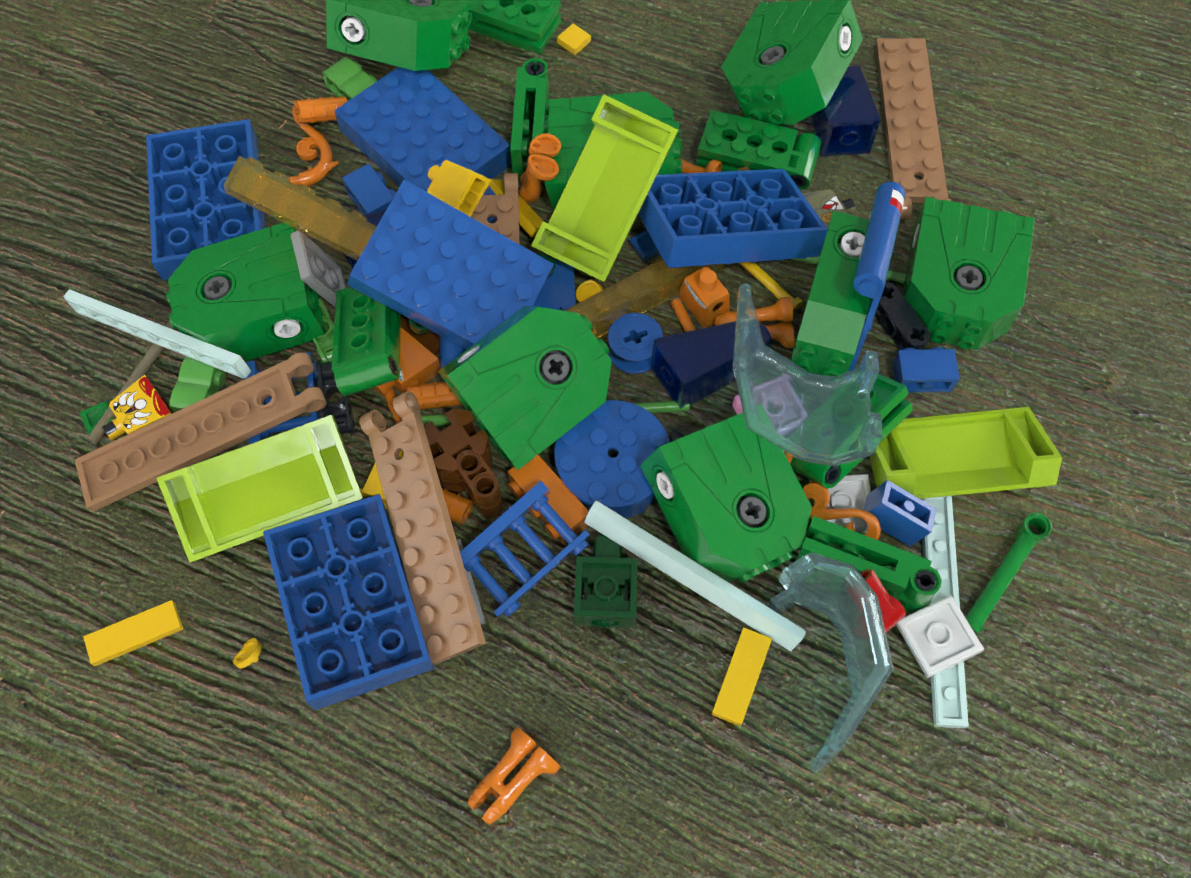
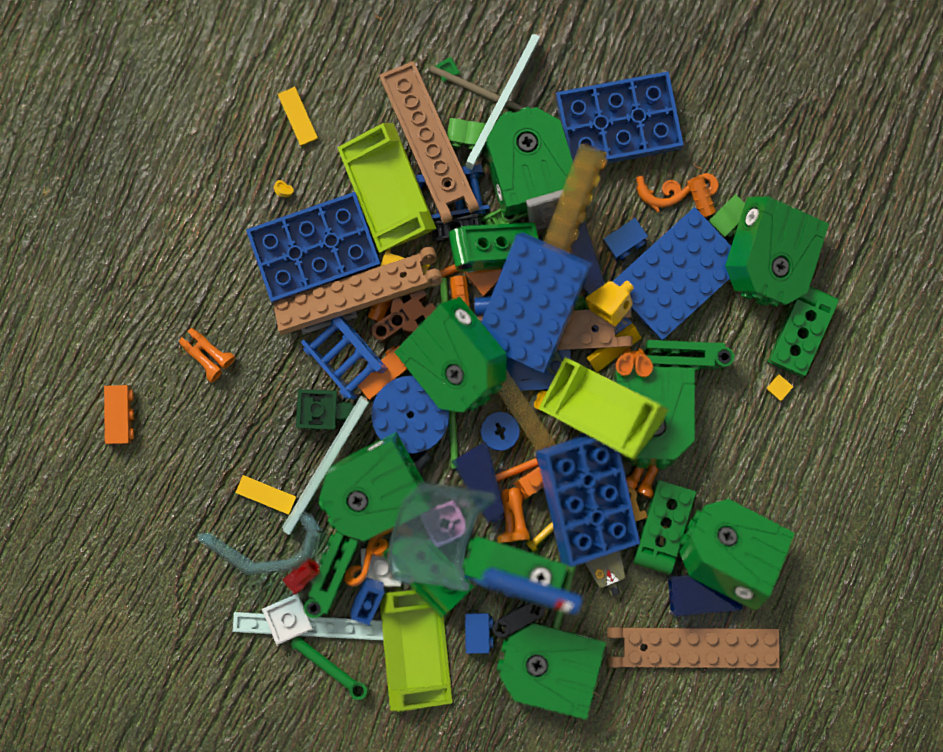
camera: 85 degrees right, 20 degrees up
(135, 409) = (448, 98): torso -> none

